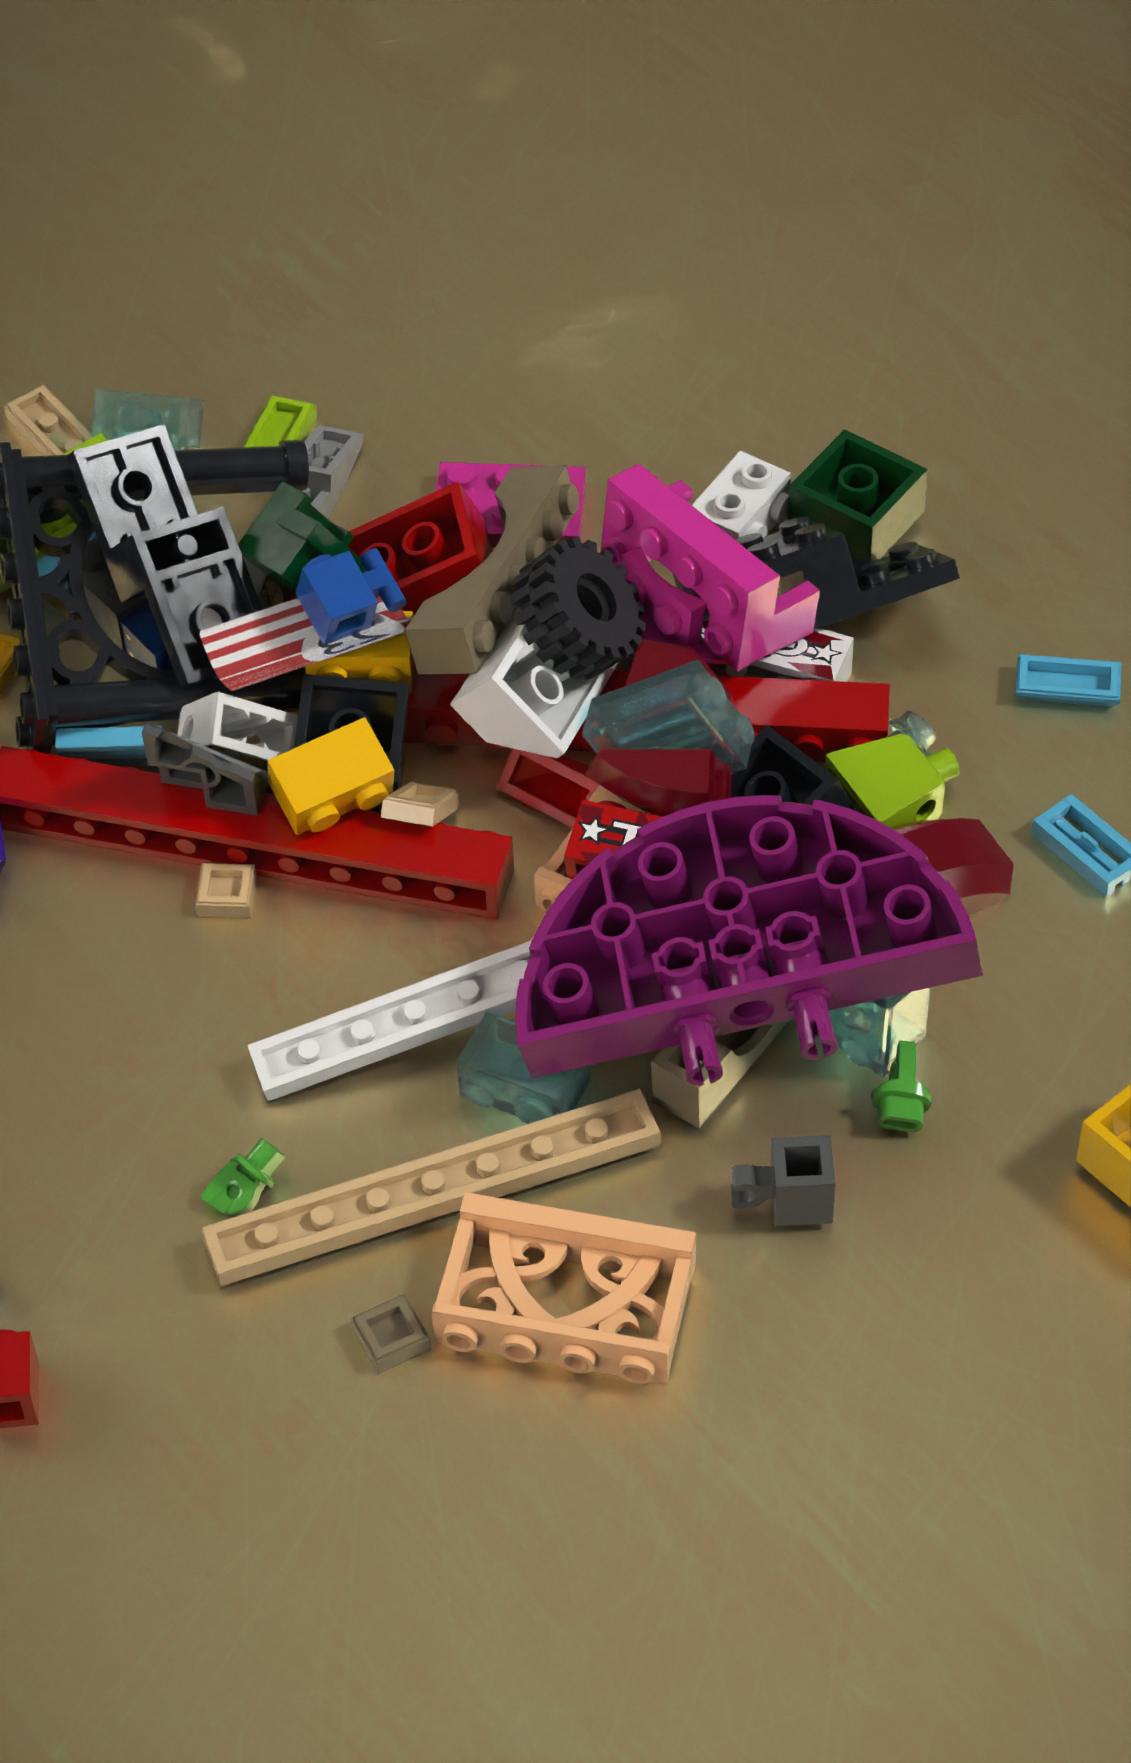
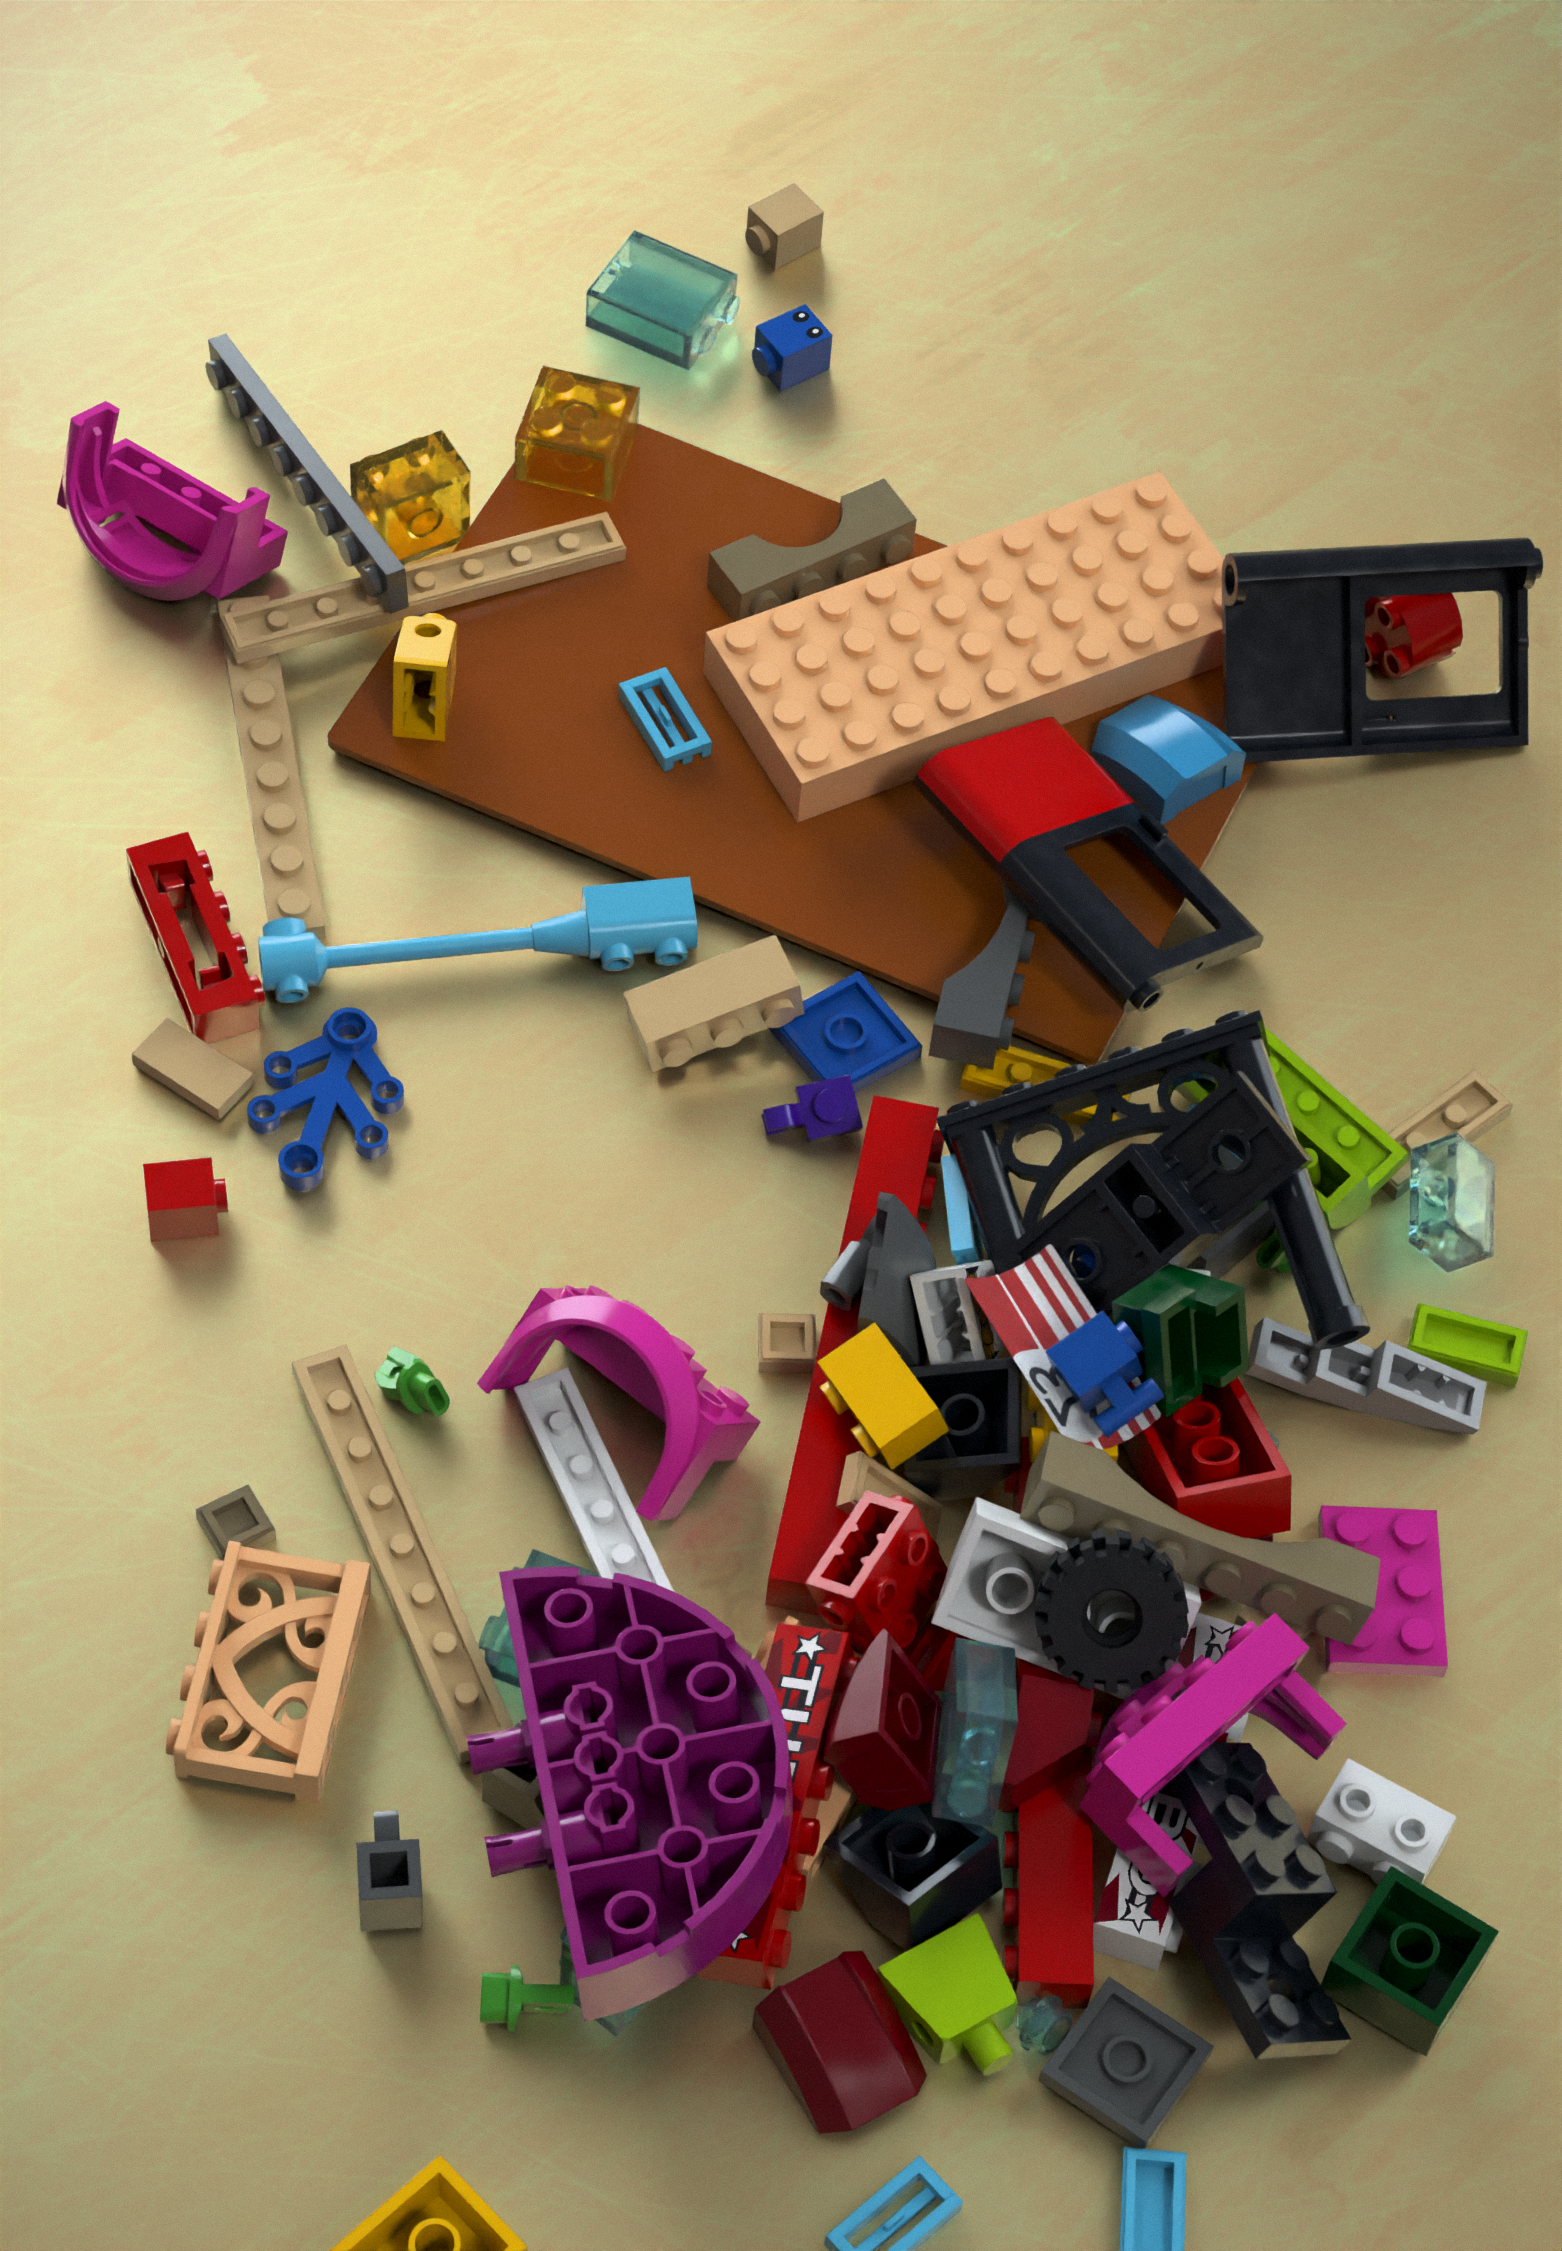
camera: 80 degrees right, 5 degrees up
(177, 798) = (846, 1278): none -> dark grey bar
(263, 964) = (646, 1363): none -> dark pink piece
(505, 799) = (878, 1572): none -> red brick
(947, 683) = (1126, 2063): none -> dark grey plate

